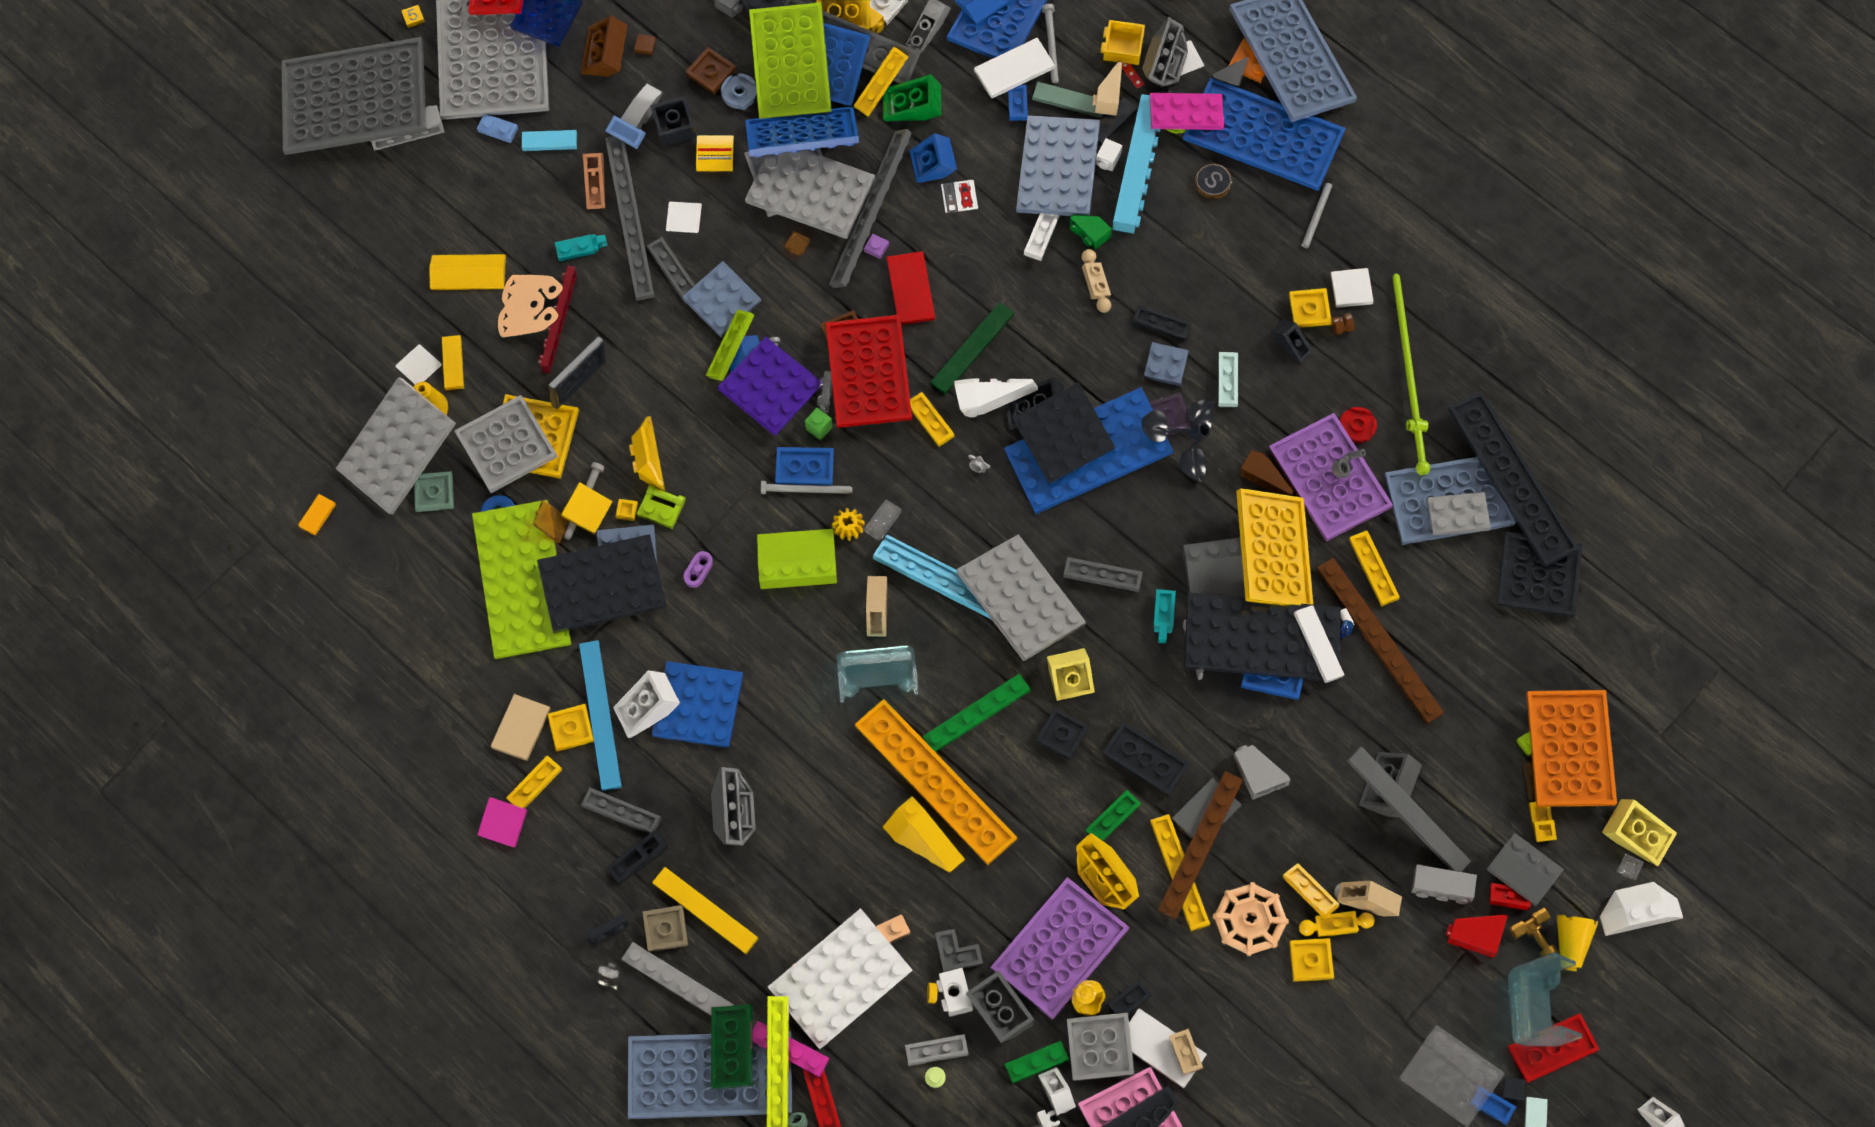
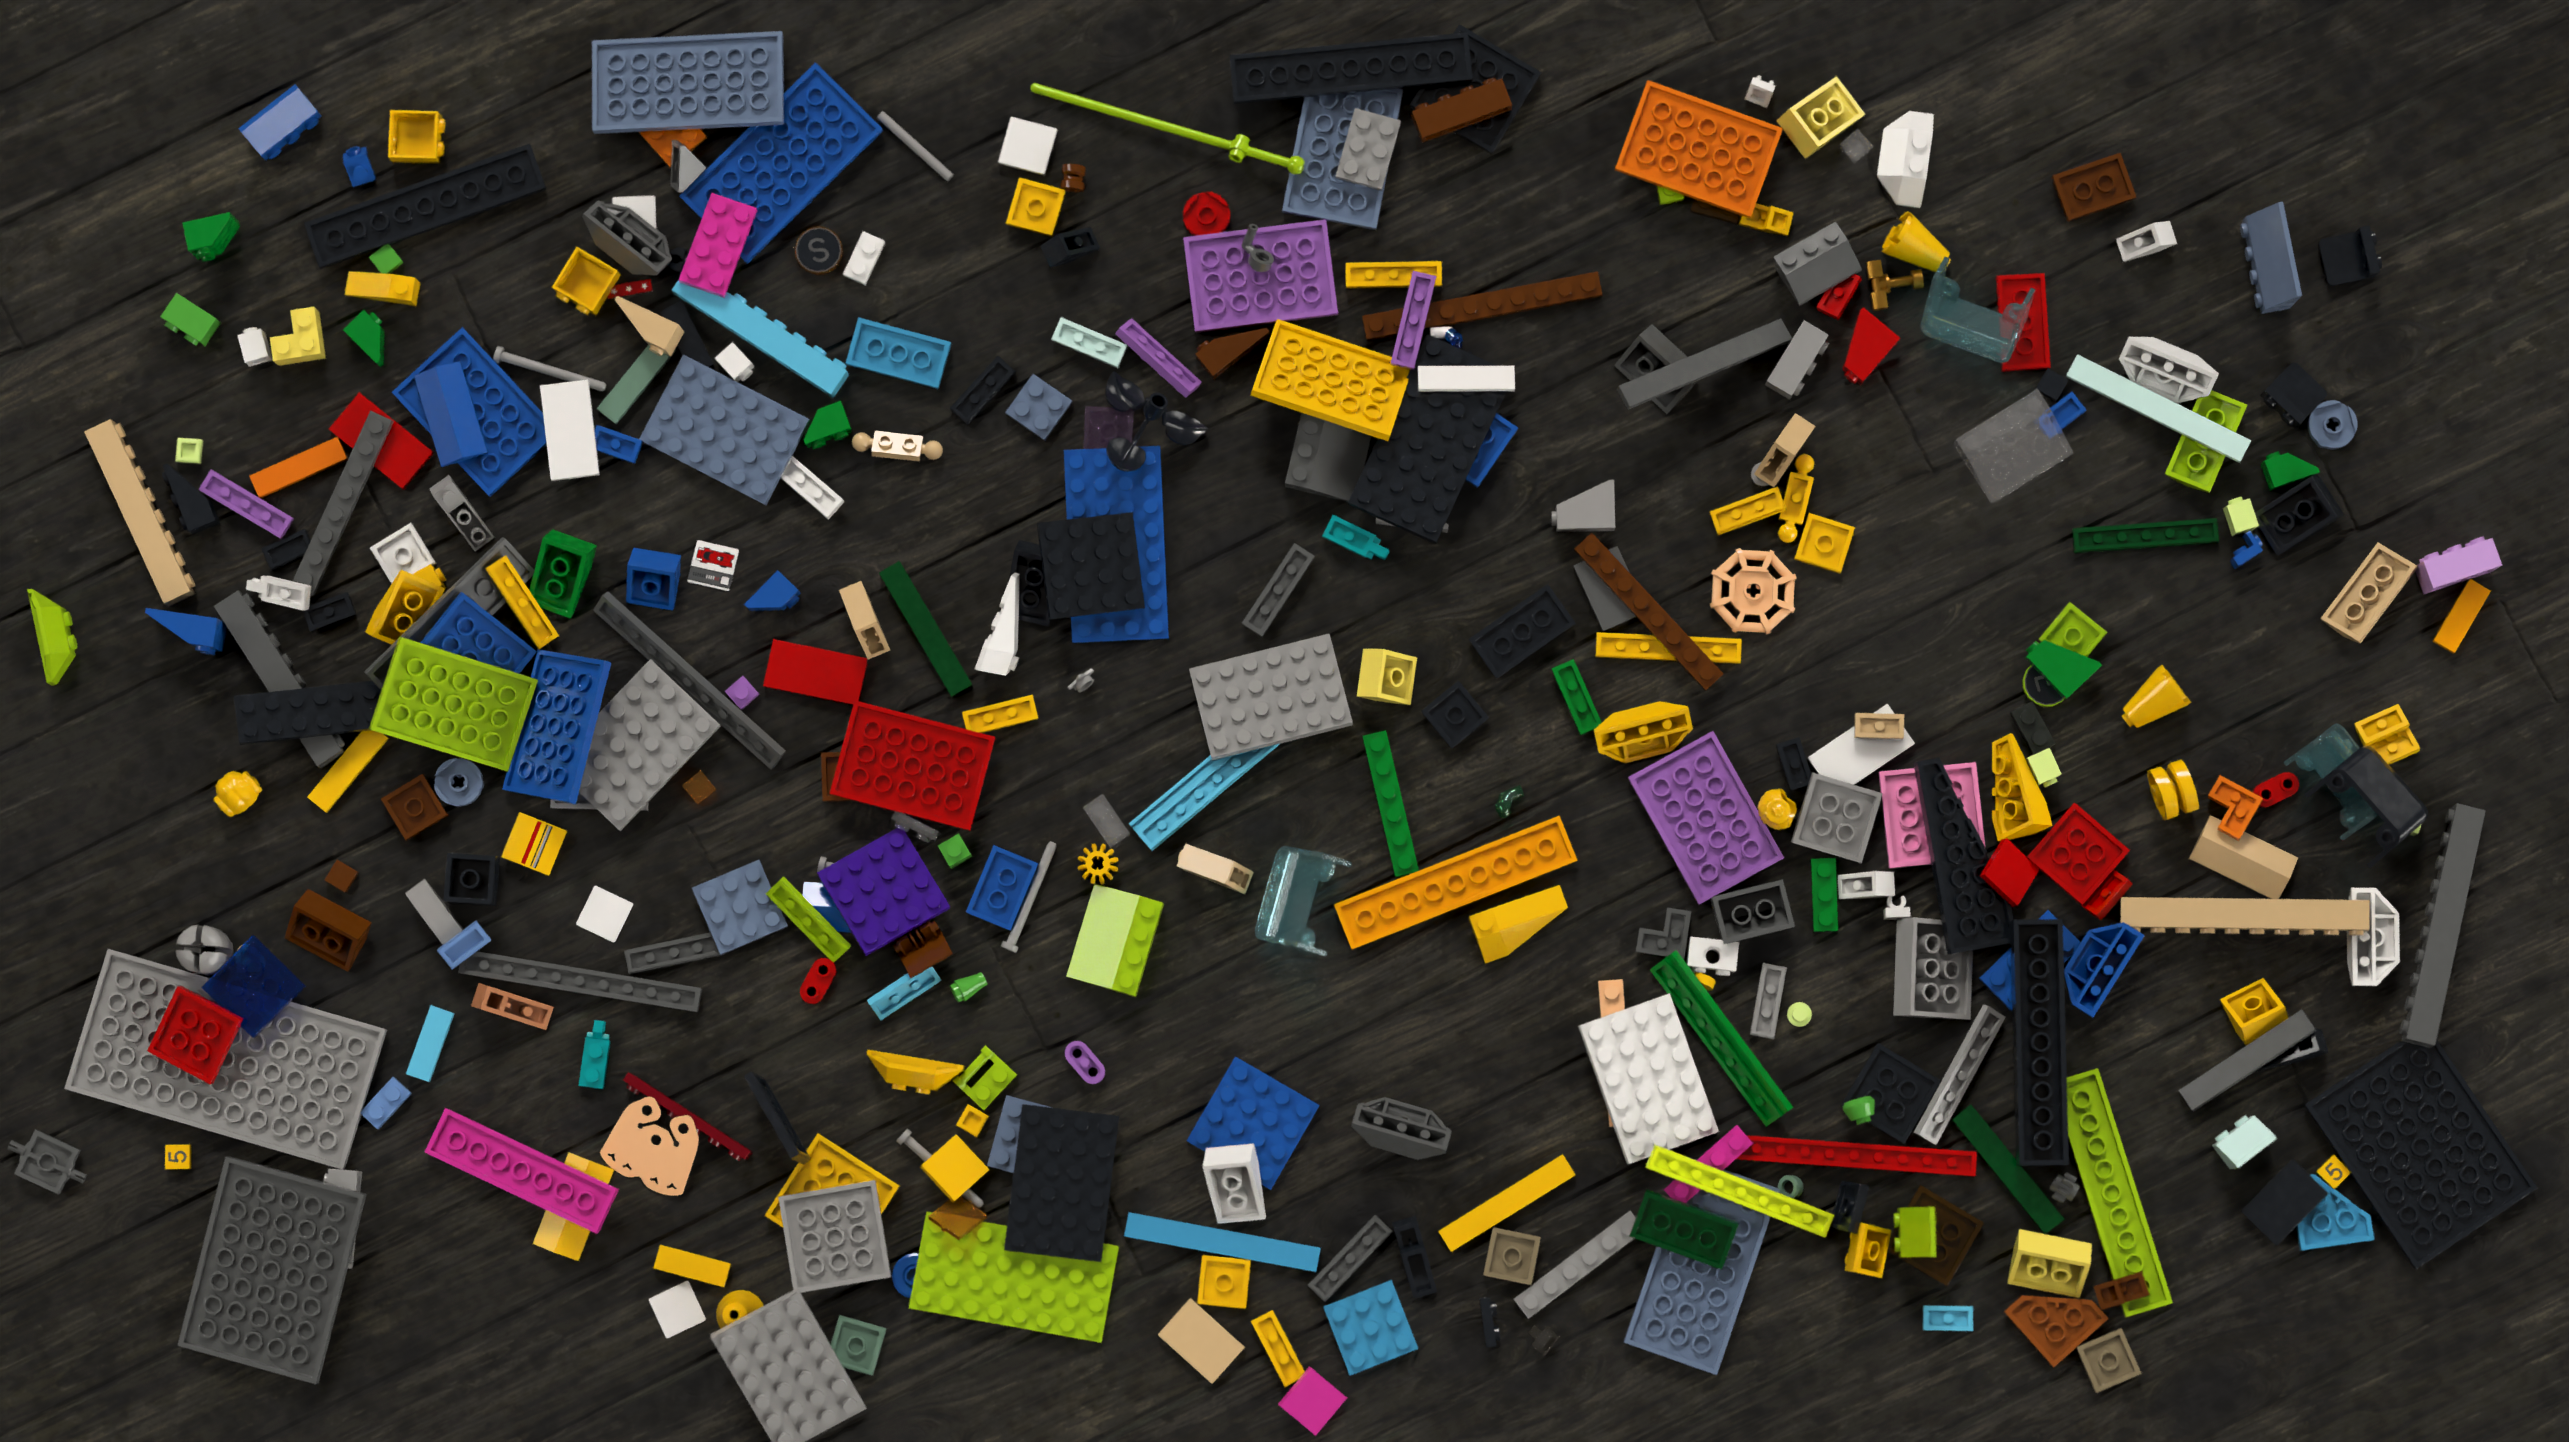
camera: 65 degrees left, 15 degrees up
(479, 226) = (521, 1170): none -> dark pink plate
(573, 845) = (1370, 1327): none -> dark azure plate
(688, 371) = (817, 980): none -> red plate
(704, 427) = (902, 992): none -> medium azure plate
(719, 21) = (347, 769): none -> yellow tile
(723, 469) = (966, 987): none -> bright green cone
(739, 426) = (923, 949): none -> reddish brown hinge
(892, 1023) = (1721, 1038): none -> green plate
(955, 239) = (774, 595): none -> blue slope
(960, 302) = (864, 620): none -> tan slope
(1012, 794) = (1505, 800): none -> clear green arm
(1163, 257) = (898, 353): none -> dark azure plate
(1221, 211) = (864, 258): none -> white plate
(1238, 429) = (1158, 358): none -> medium lavender plate
(1345, 591) = (1413, 320): none -> medium lavender plate
(1519, 566) = (1461, 110): none -> reddish brown brick
(1637, 779) = (1760, 91): none -> white tile
(1685, 1062) = (2093, 187): none -> reddish brown plate

